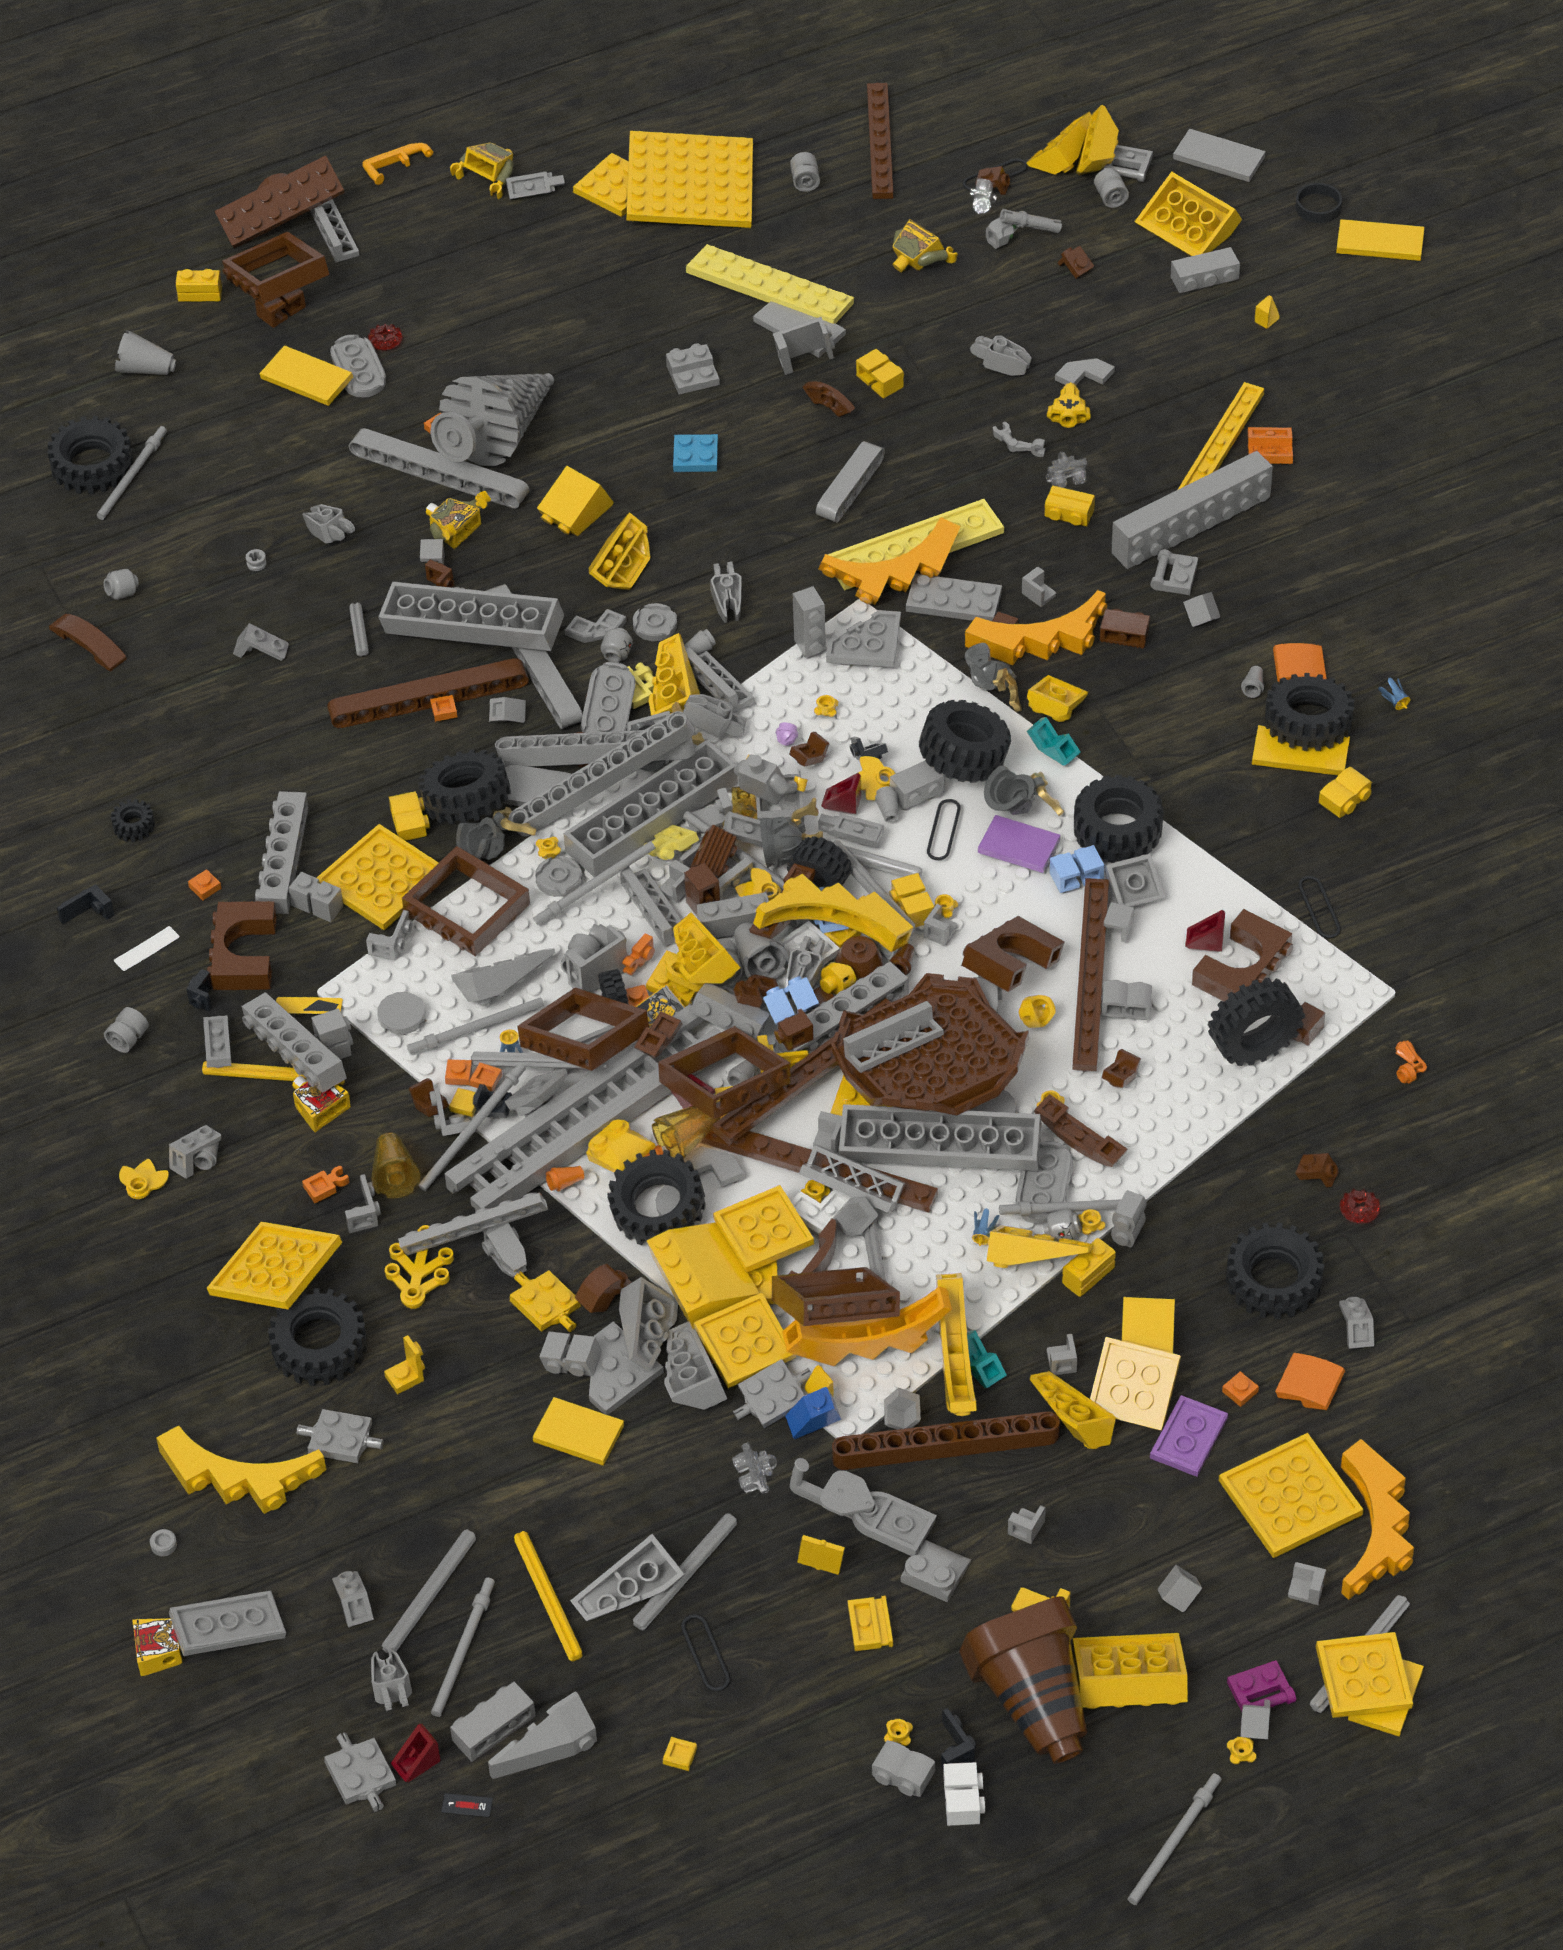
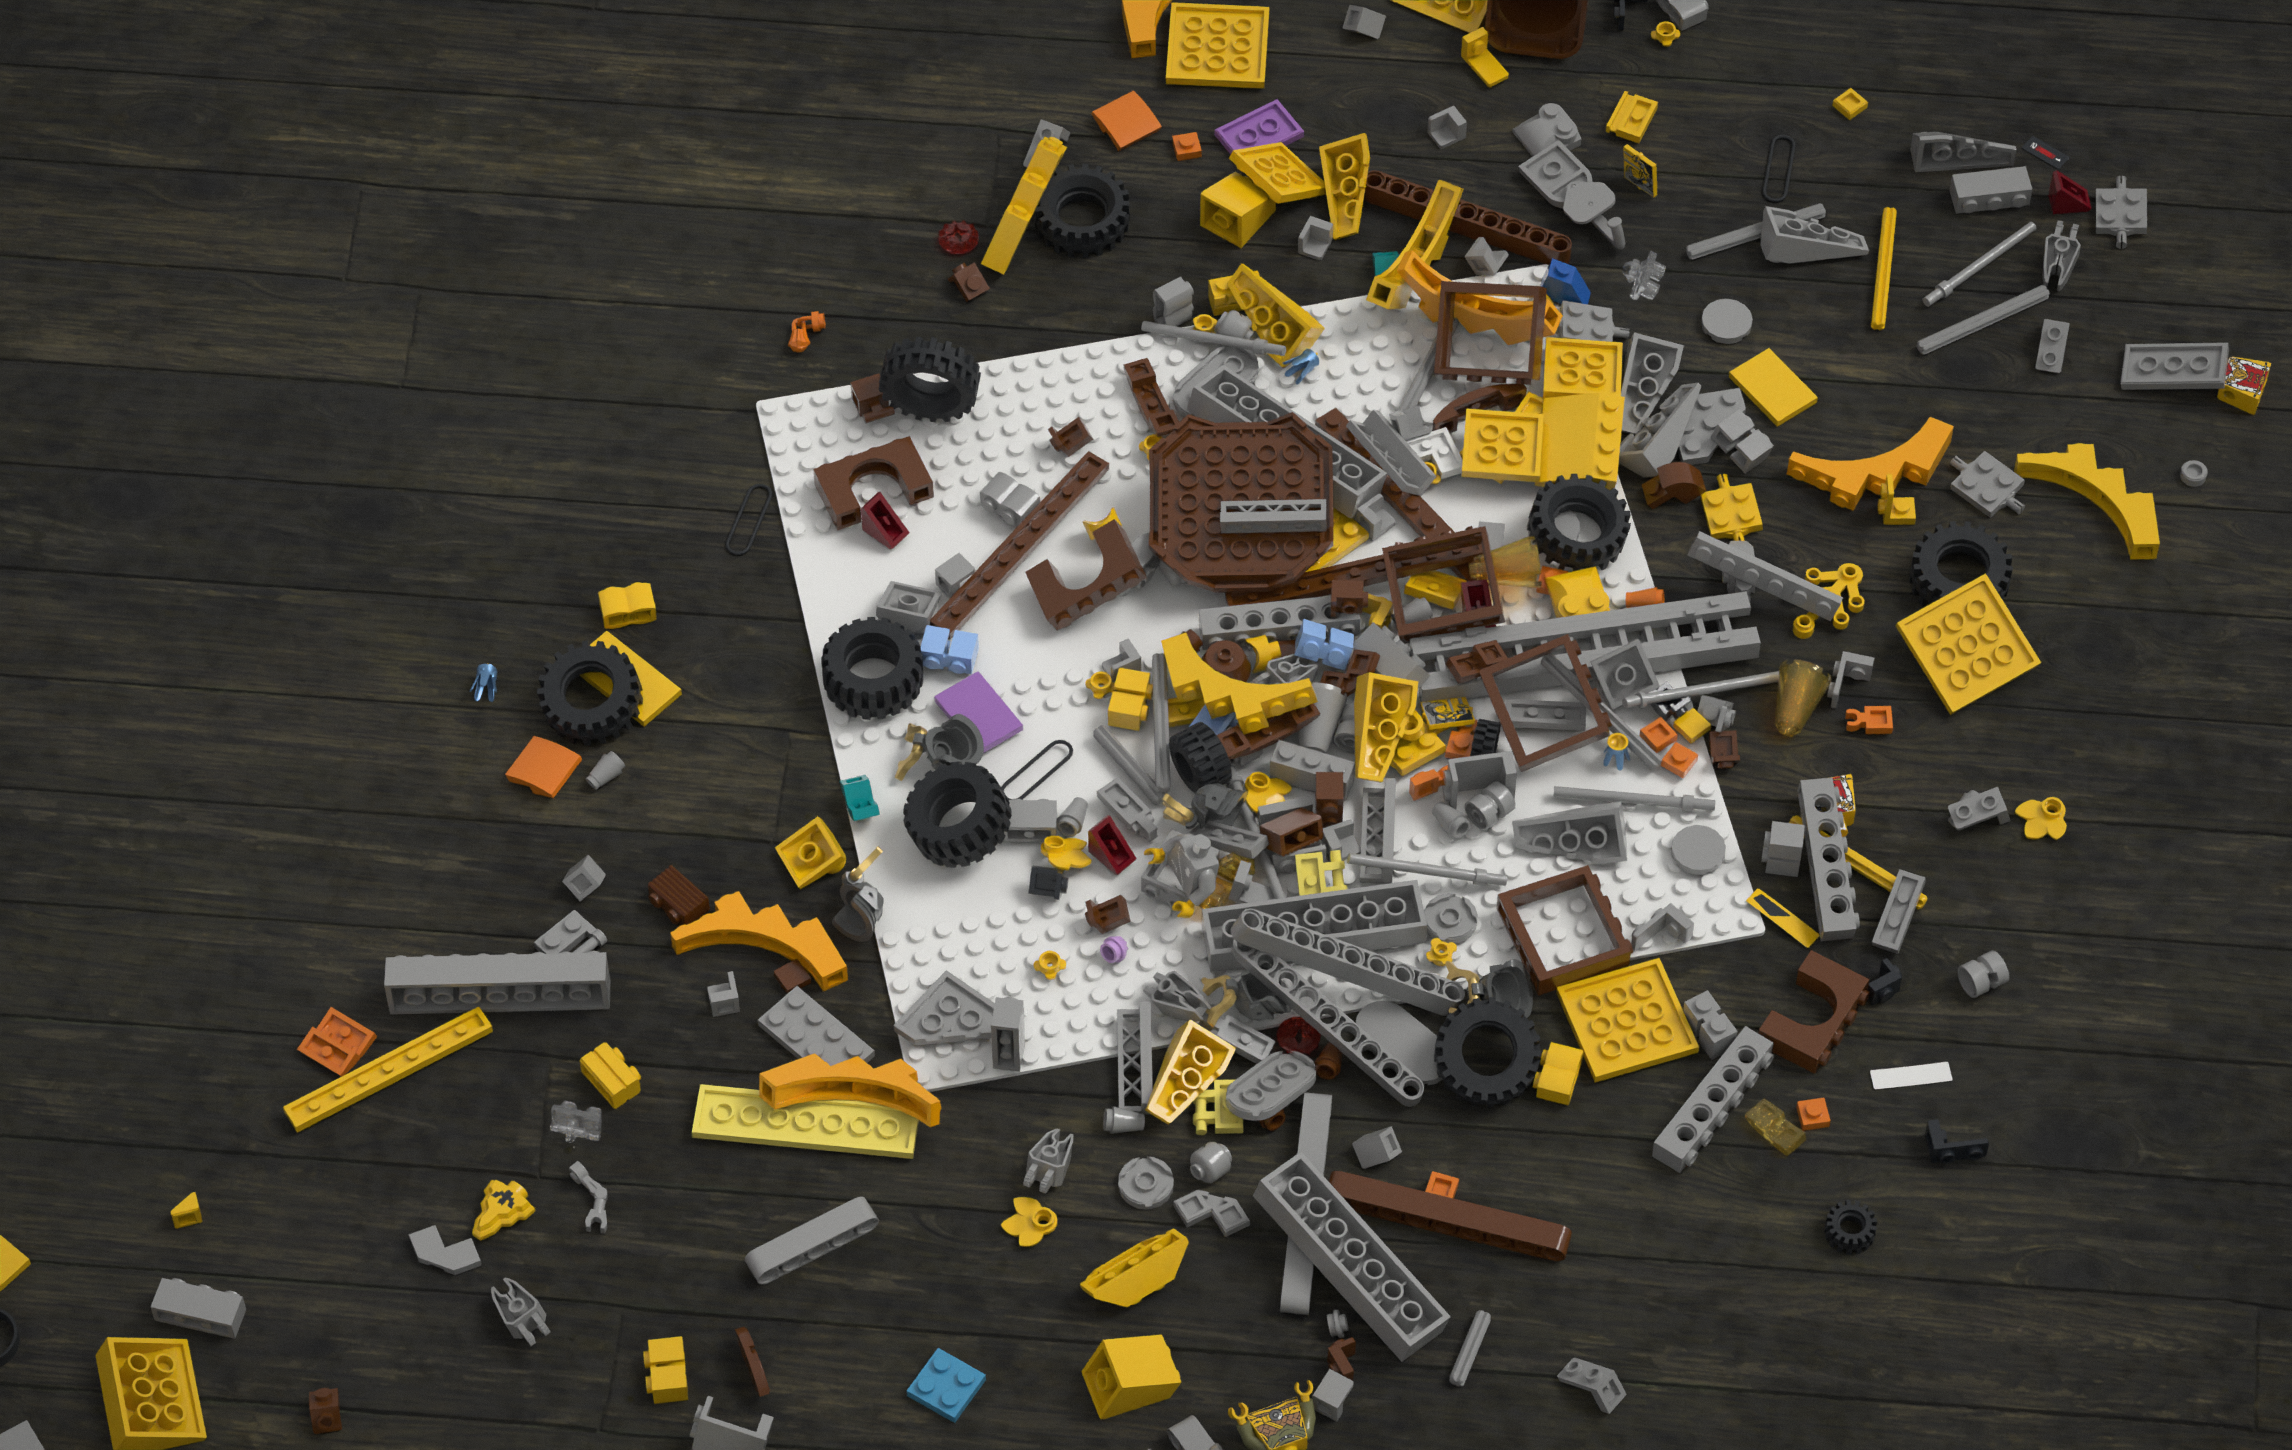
camera: 150 degrees left, 5 degrees up
(222, 862) = (1773, 1126): none -> clear yellow slope
(436, 1391) = (1850, 479): none -> light orange arch
(657, 1471) = (1726, 321): none -> light grey tile
(709, 556) = (1026, 1221): none -> yellow plate
(1323, 1243) = (1023, 204): none -> yellow arch

